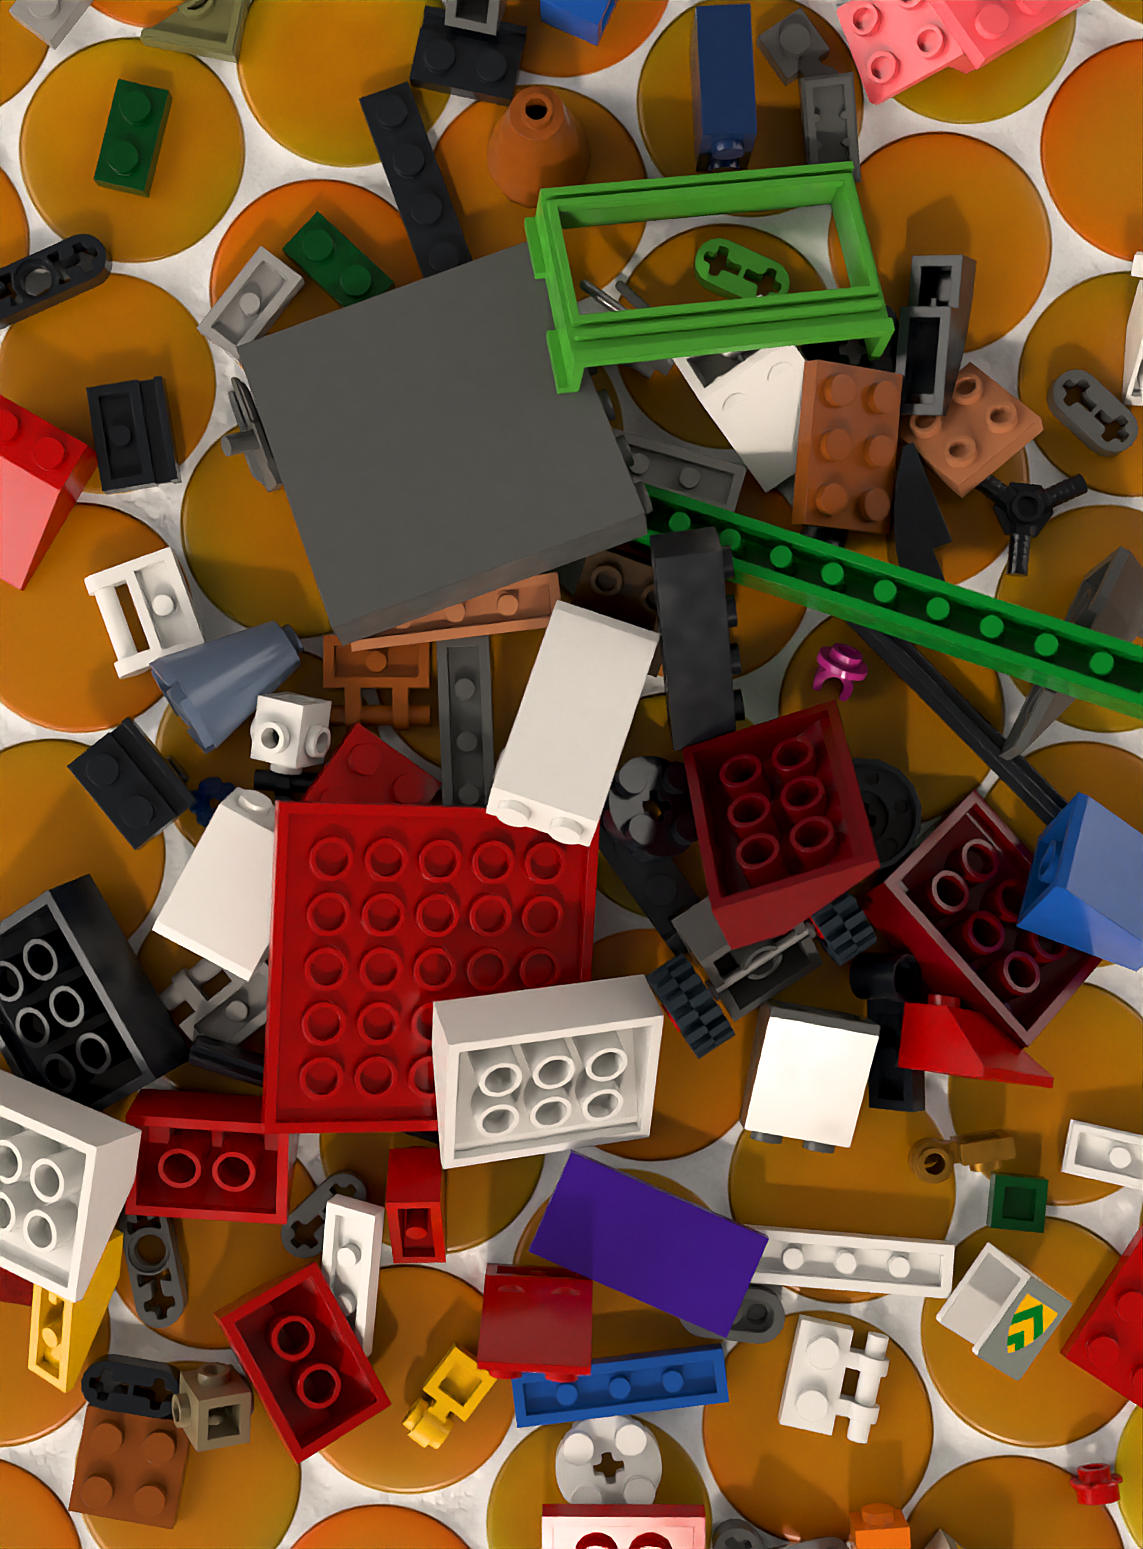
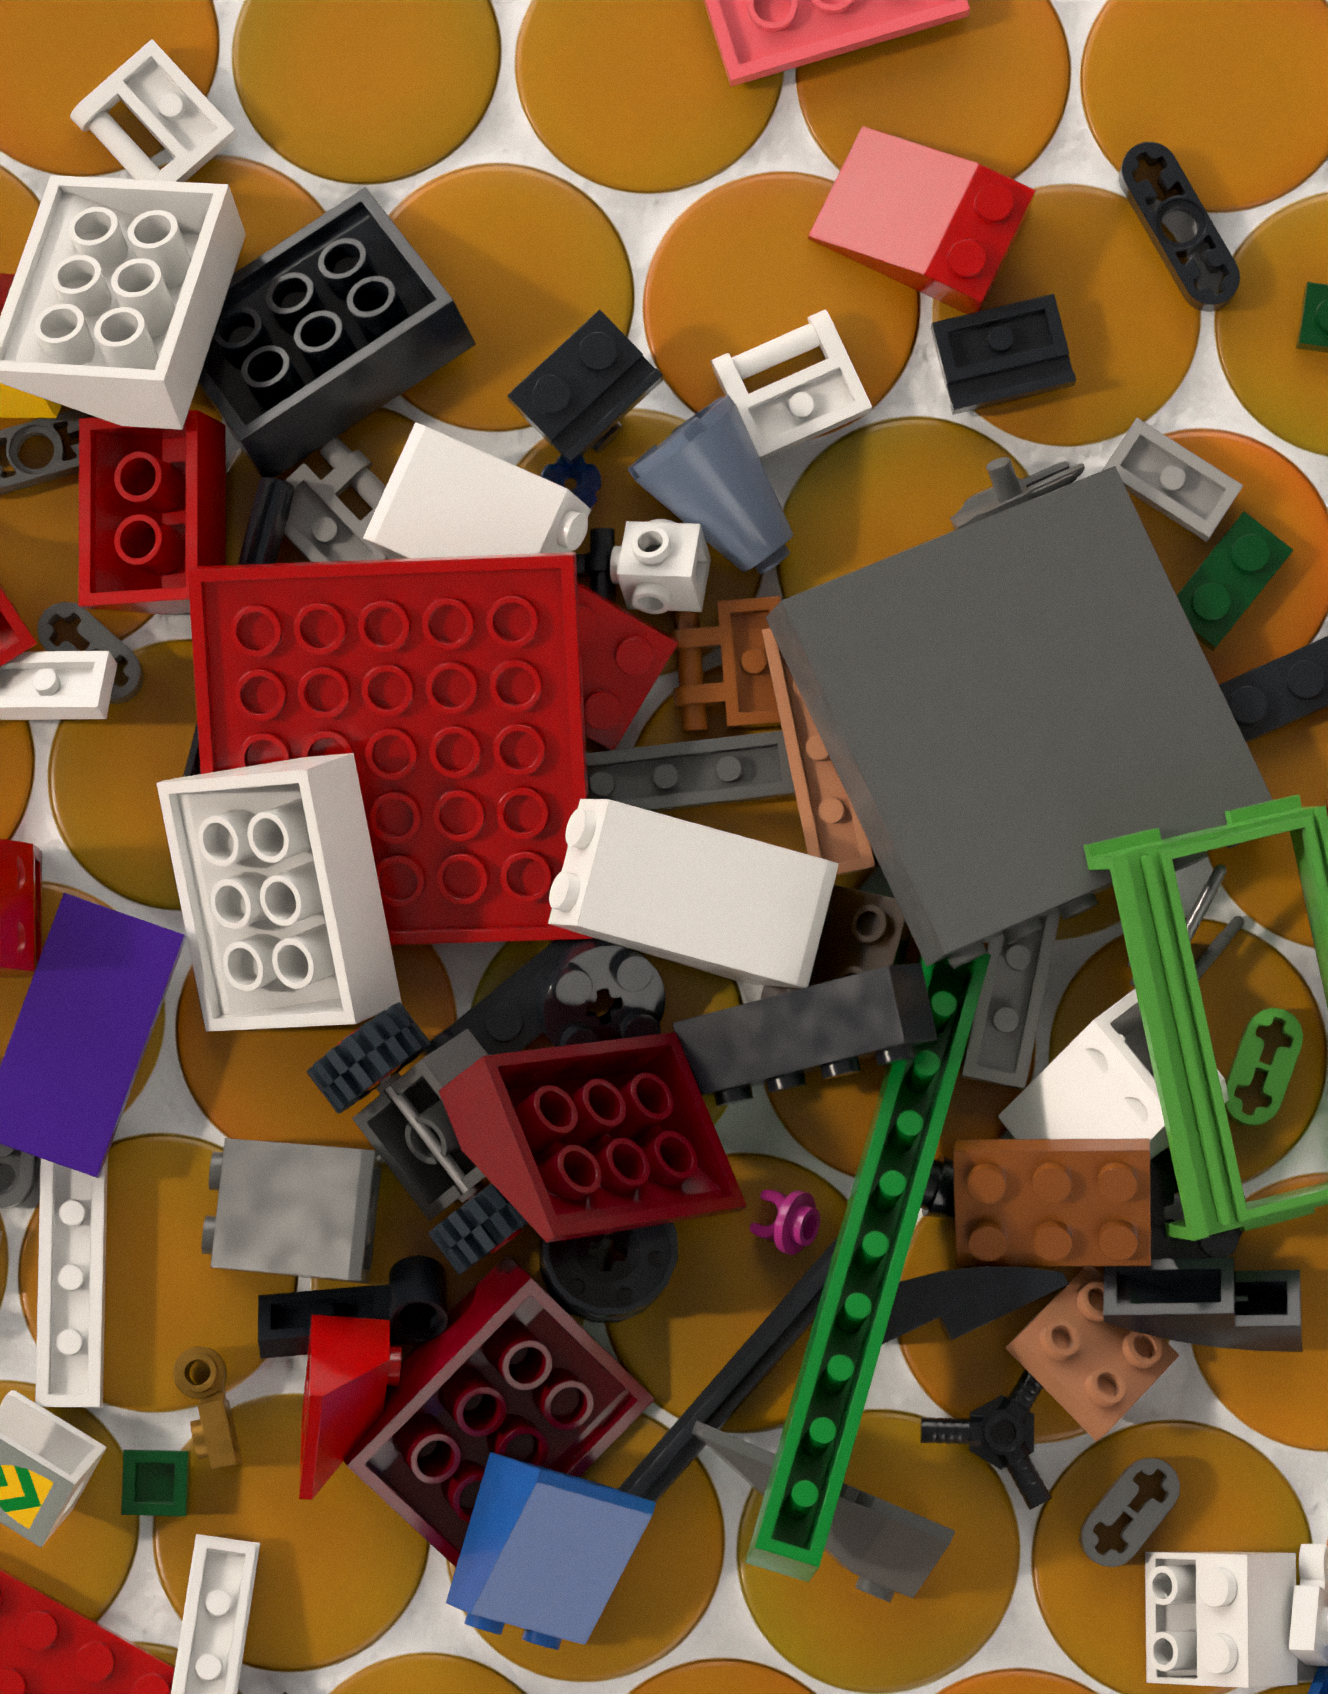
camera: 90 degrees right, 5 degrees down
(416, 1205) = (107, 759): red slope -> none

